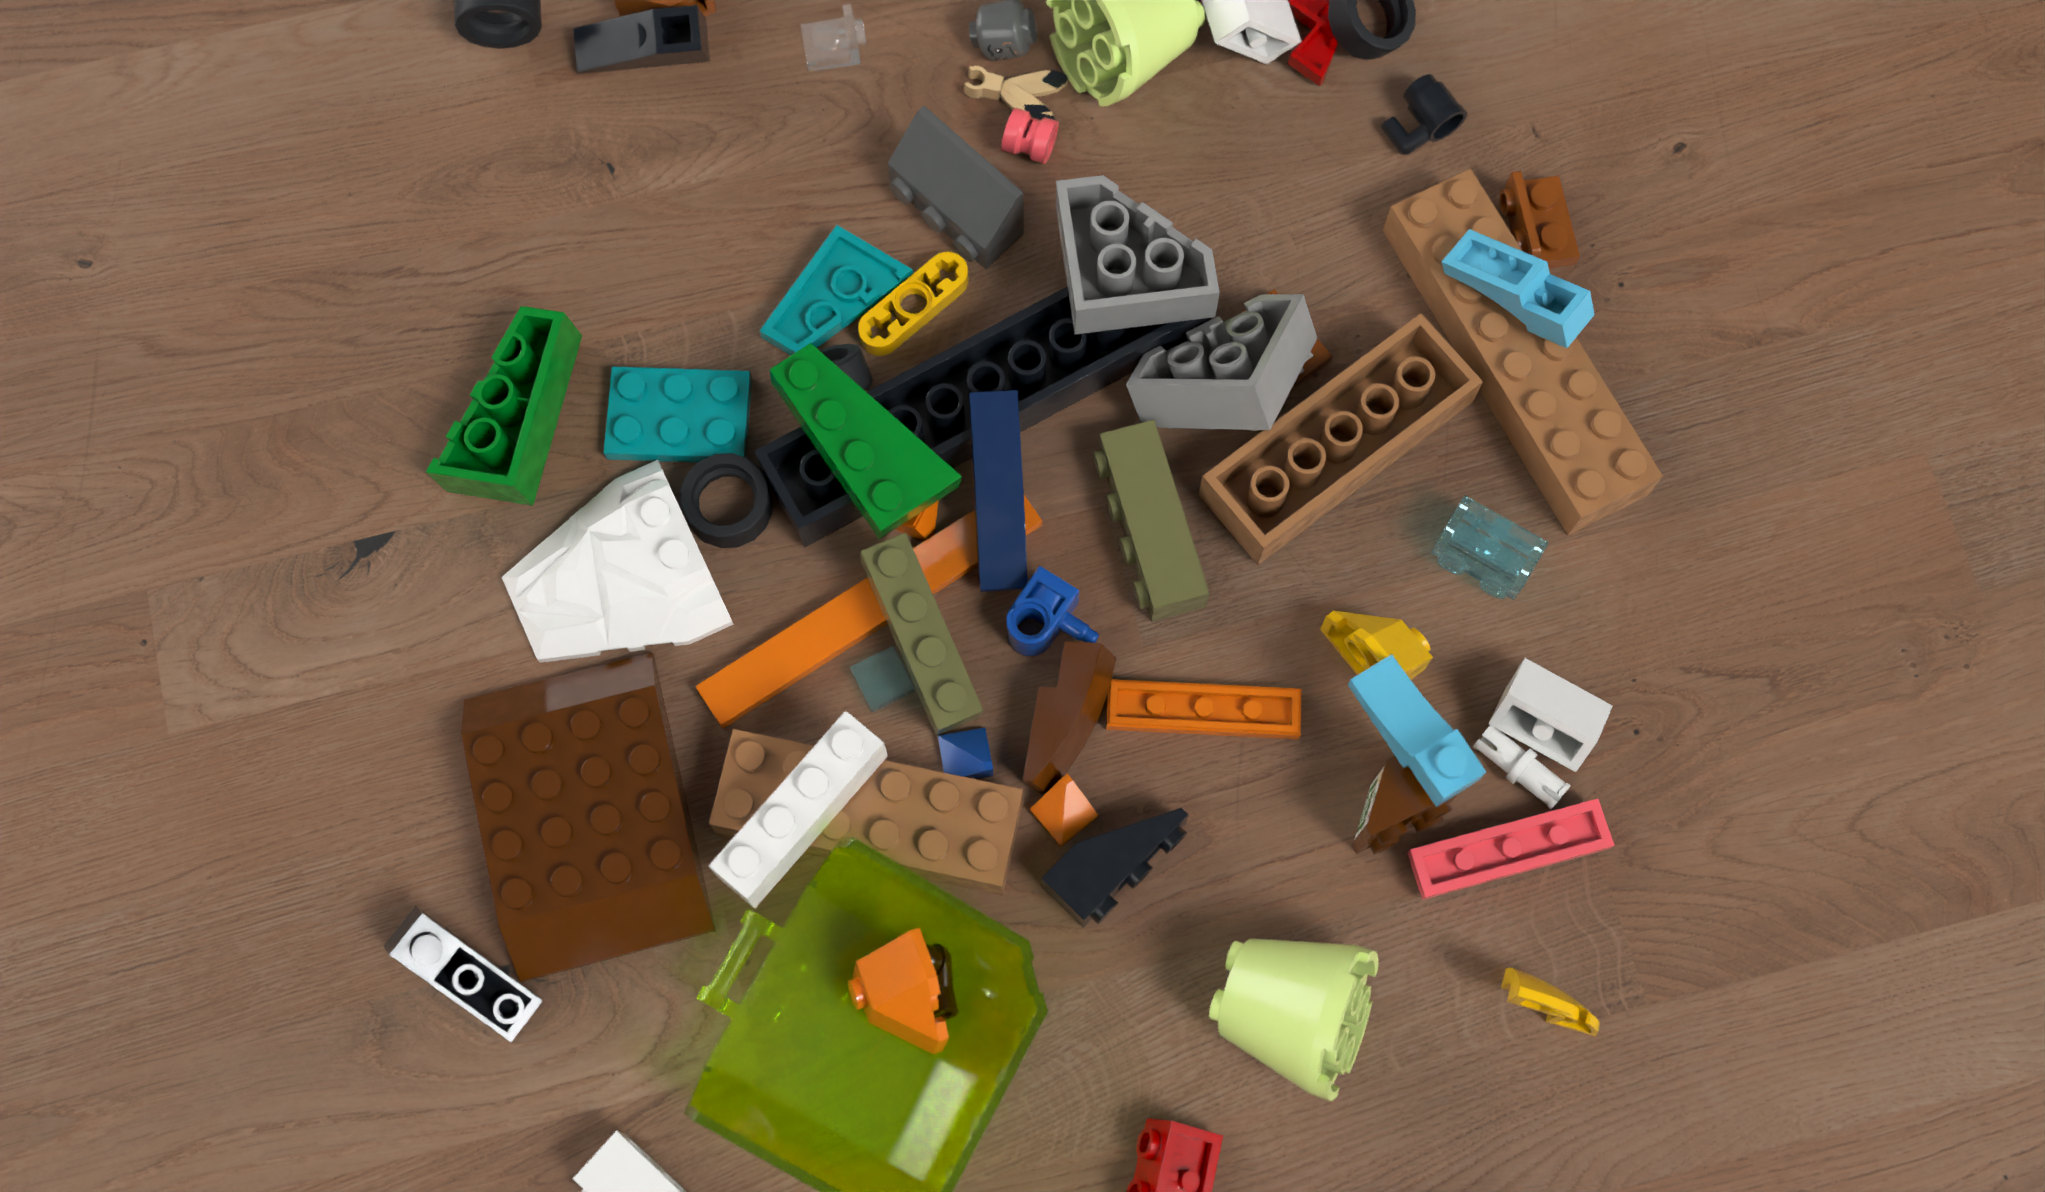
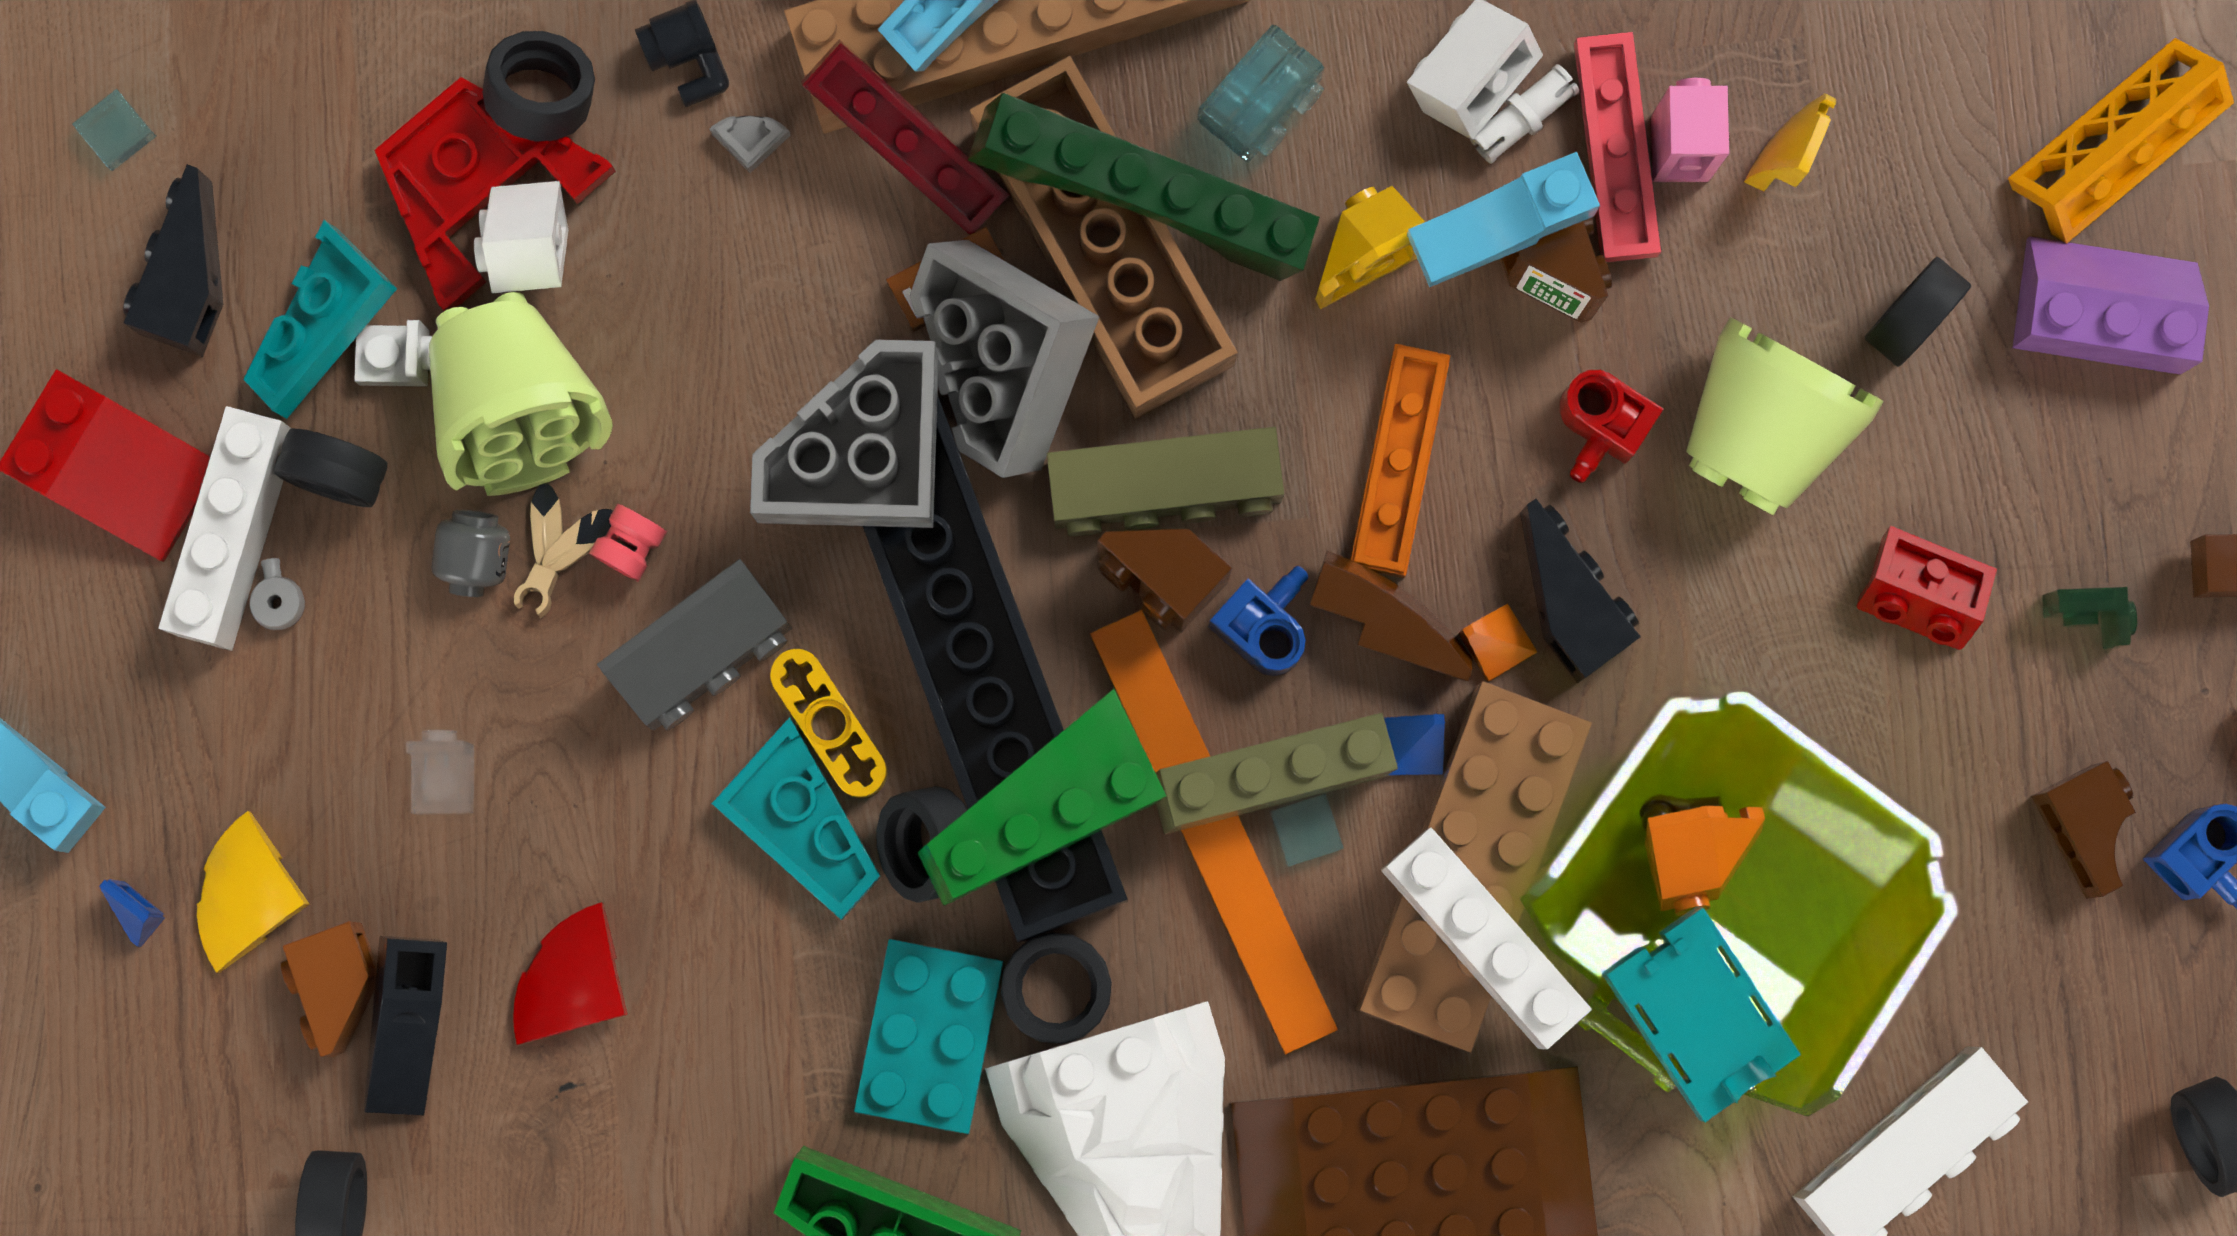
camera: 85 degrees left, 10 degrees up
(692, 153) = (570, 979): none -> red brick
(761, 1010) = (1701, 1014): none -> teal piece
(998, 490) = (1109, 653): dark blue slope -> none
(1070, 529) = (1167, 569): none -> reddish brown slope
(1265, 884) = (1616, 431): none -> red piece
(1366, 176) = (750, 138): none -> light grey tile
(1388, 453) = (1080, 159): none -> dark green arch
(1389, 271) = (904, 137): none -> dark red tile
(1418, 1128) = (1918, 311): none -> black tyre
(1535, 900) = (1690, 132): none -> bright pink brick

